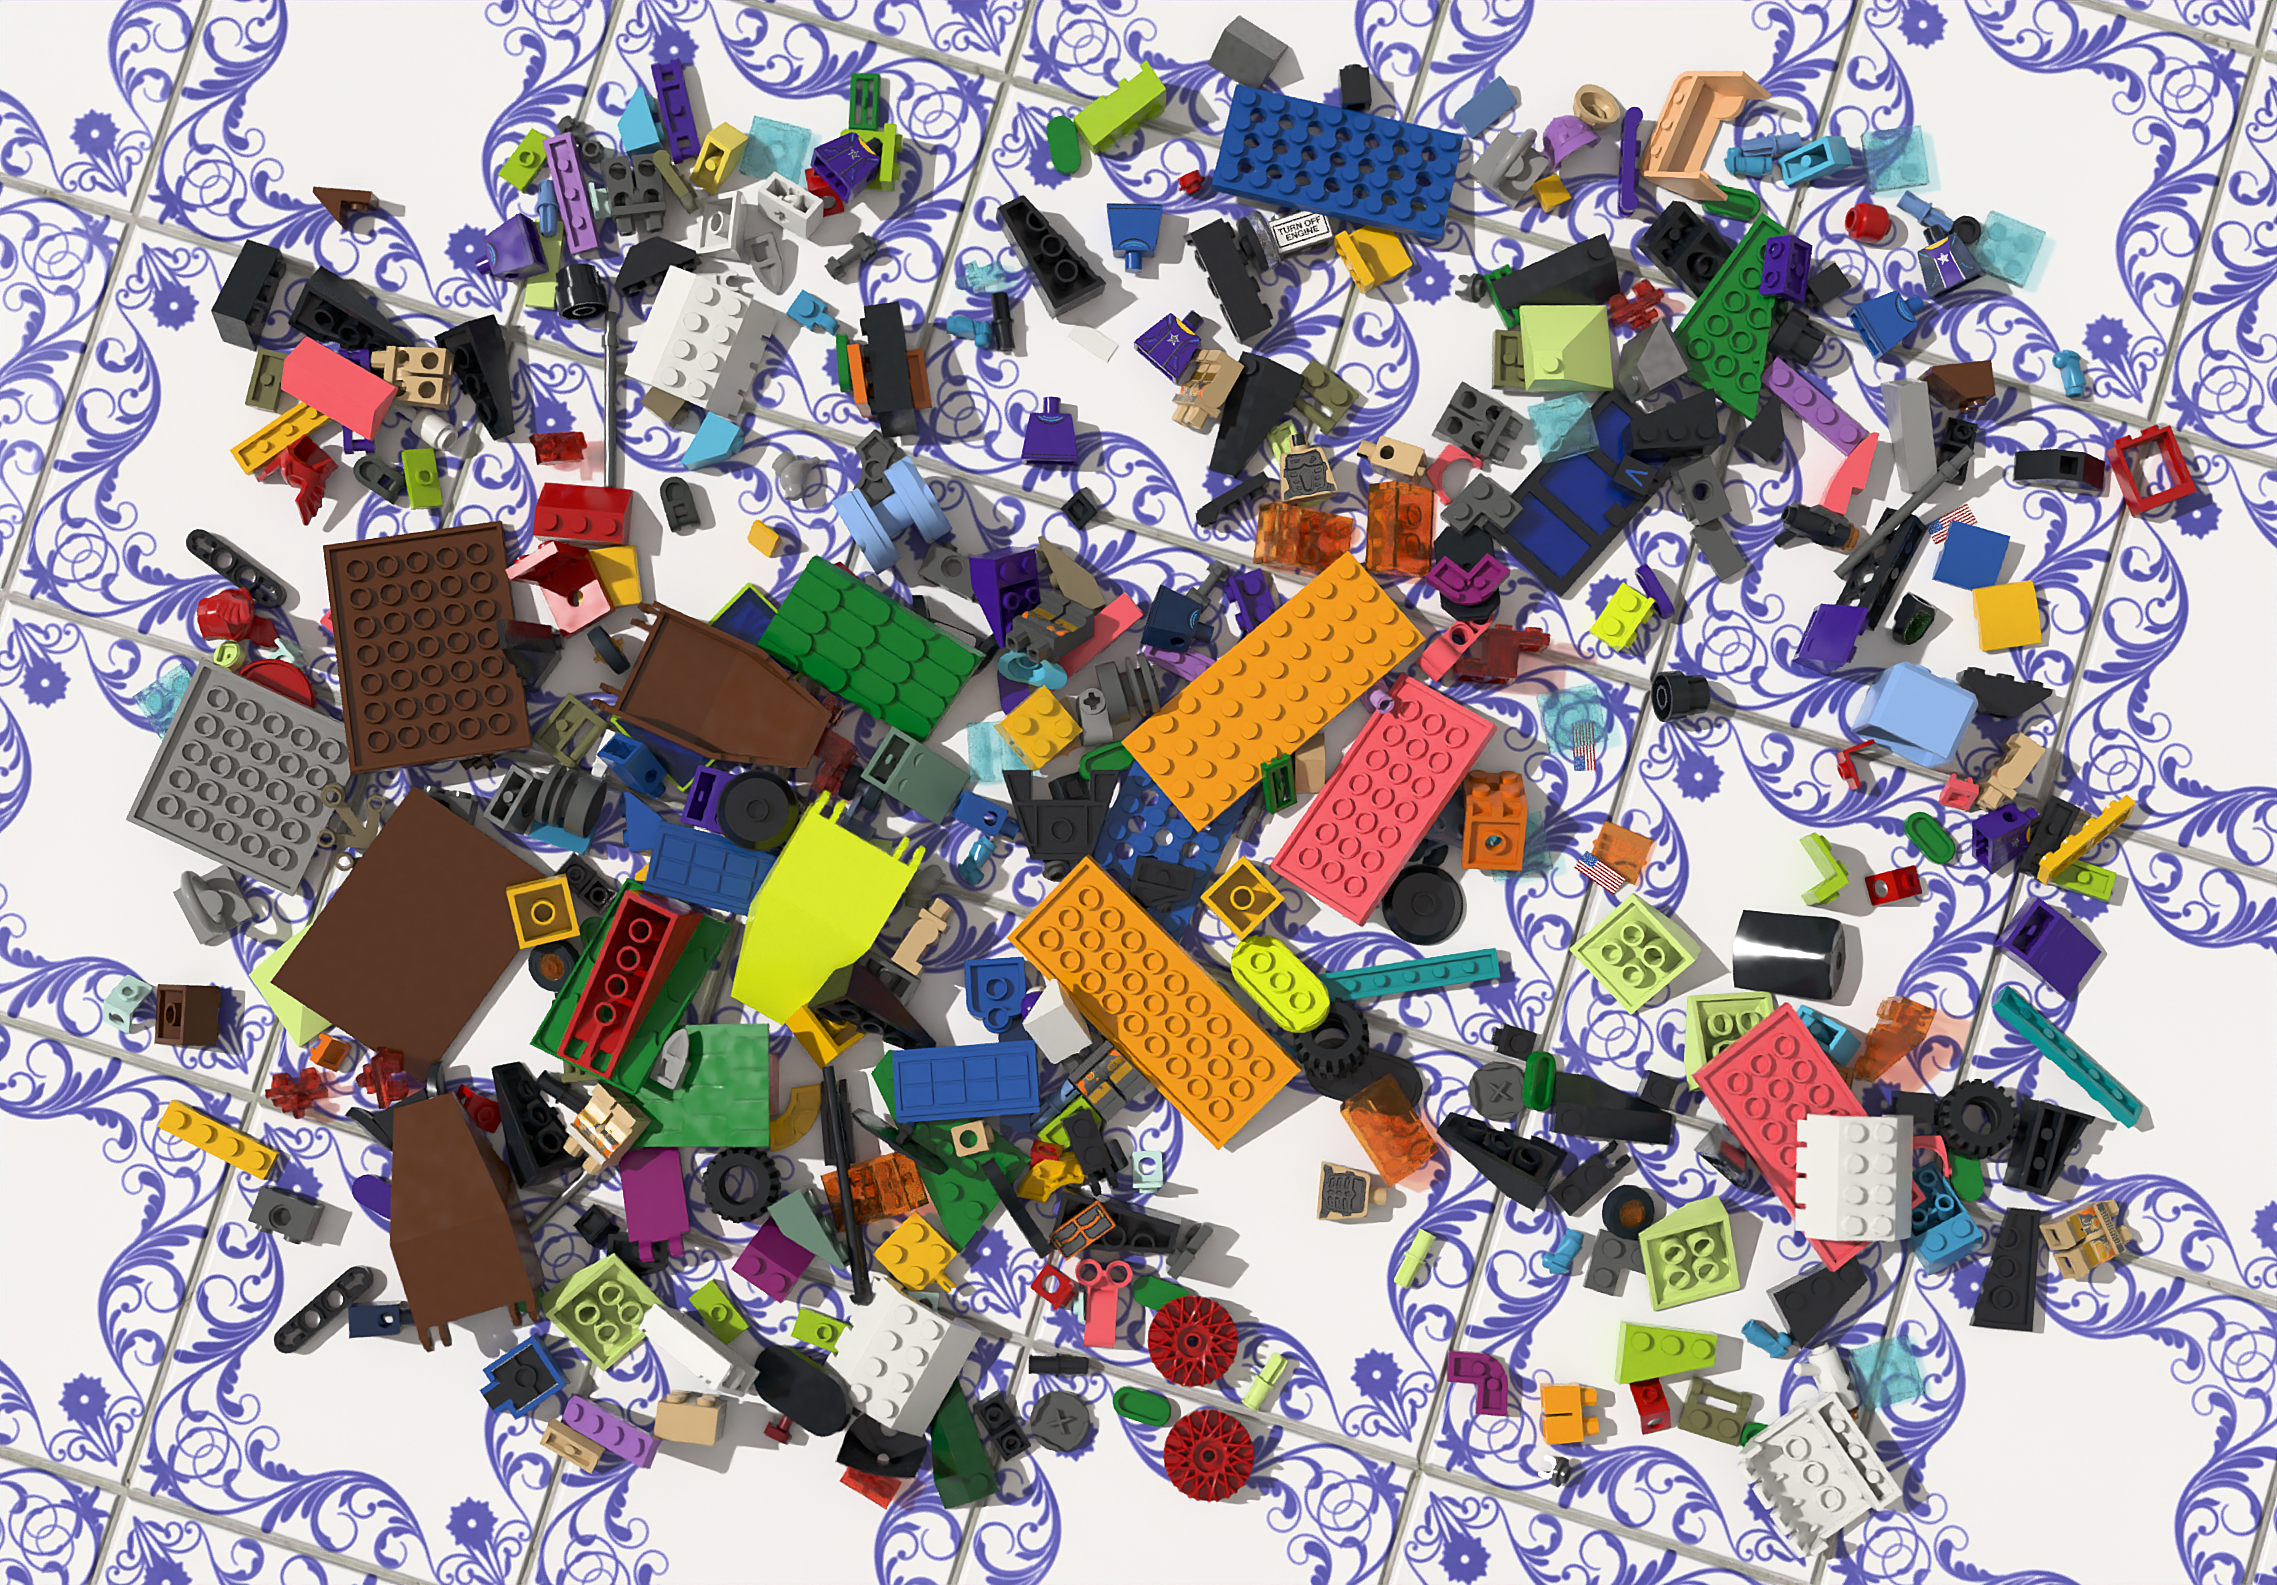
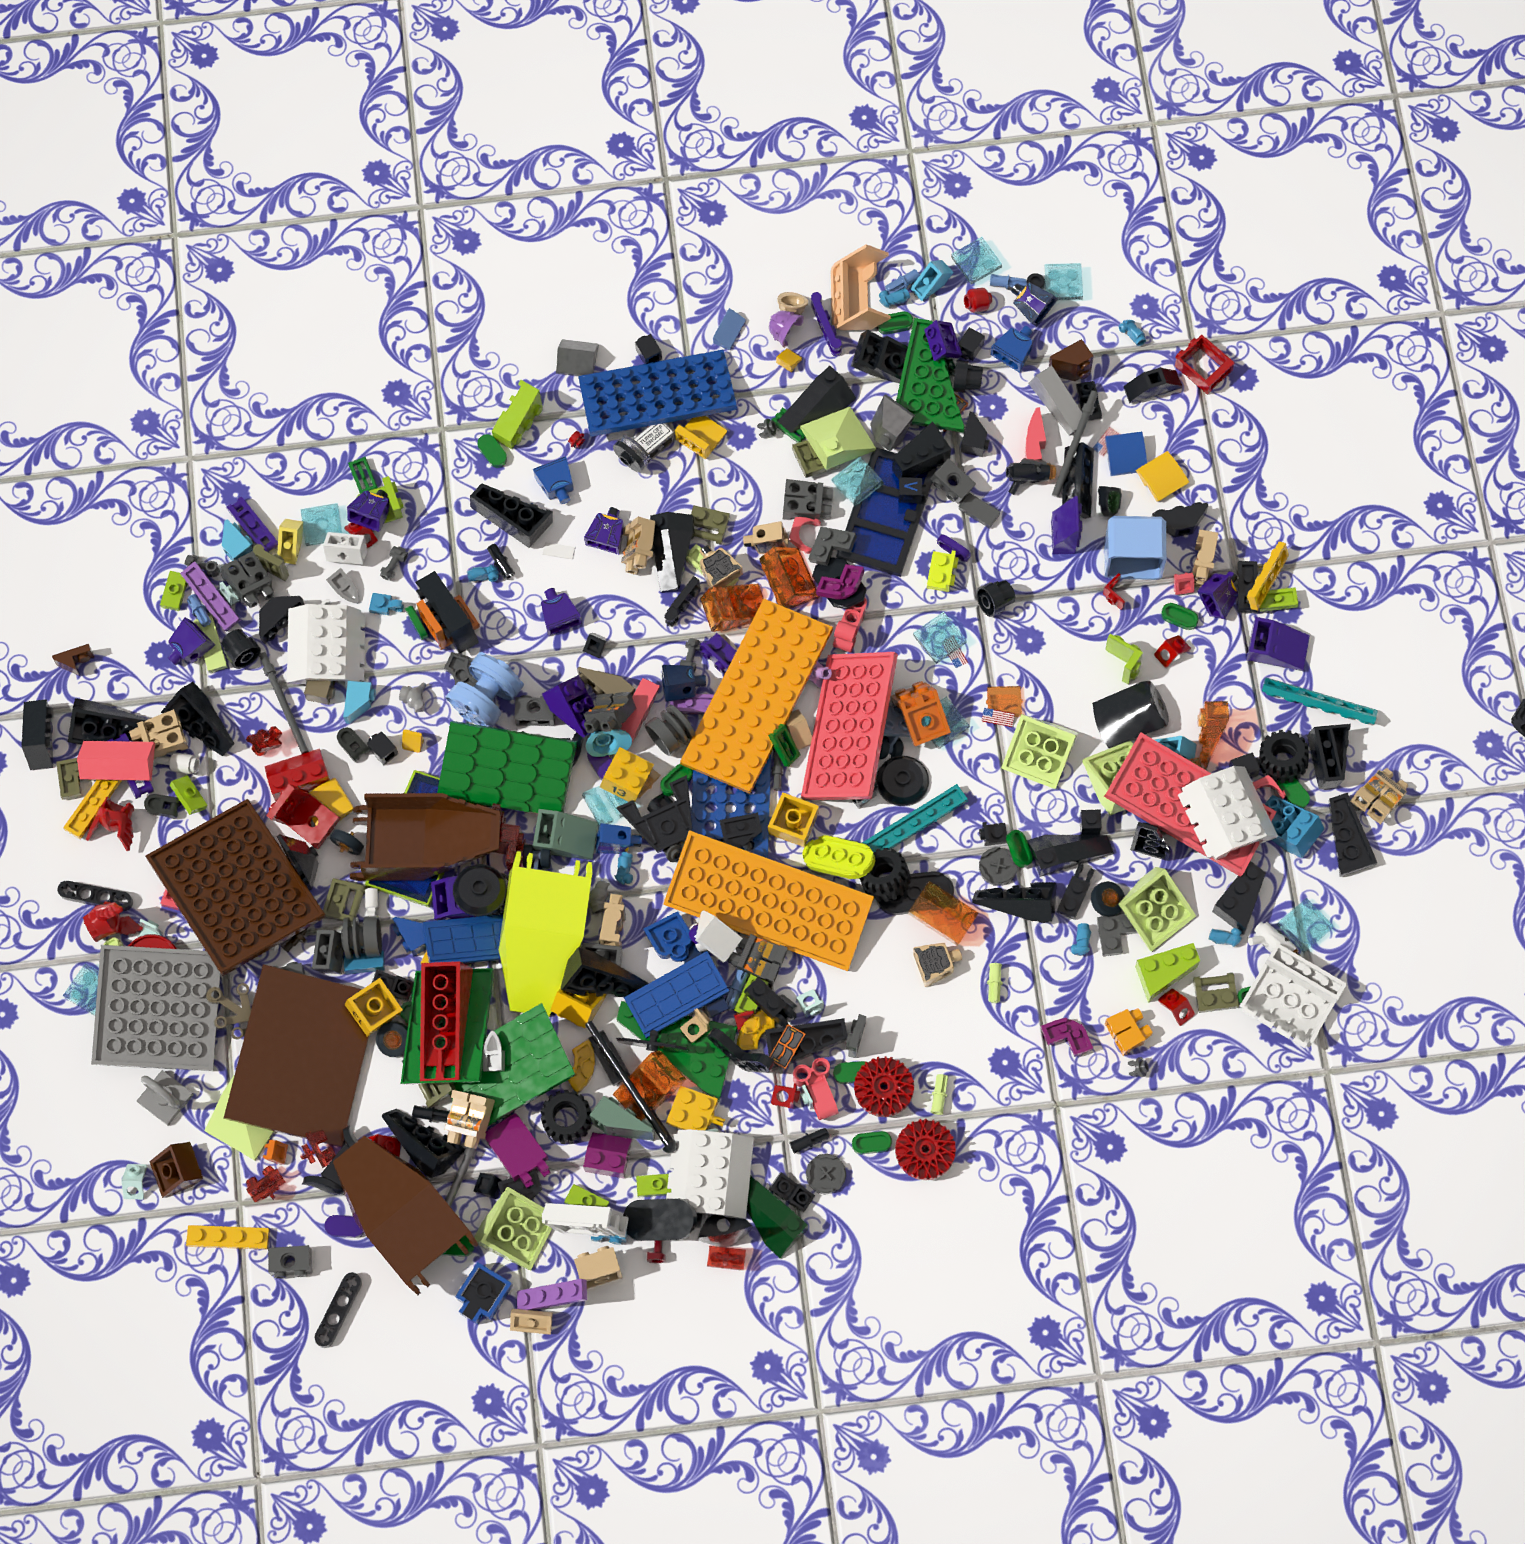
camera: 25 degrees left, 15 degrees down
(367, 1321) = (371, 1301): dark blue torso -> none
(634, 765) = (392, 900): blue torso -> none
(717, 530) = (382, 747): none -> black brick
(722, 225) = (308, 577): white slope -> none
(981, 276) = (476, 542): clear light blue piece -> none
(1093, 722) = (659, 757): light grey piece -> none
(1229, 279) = (623, 480): black wedge -> none
(1500, 655) = (880, 619): clear red bracket -> none
(1509, 166) = (758, 355): light grey tile -> none
(1647, 298) = (870, 399): clear red hips -> none
(1812, 406) = (995, 411): medium lavender plate -> none

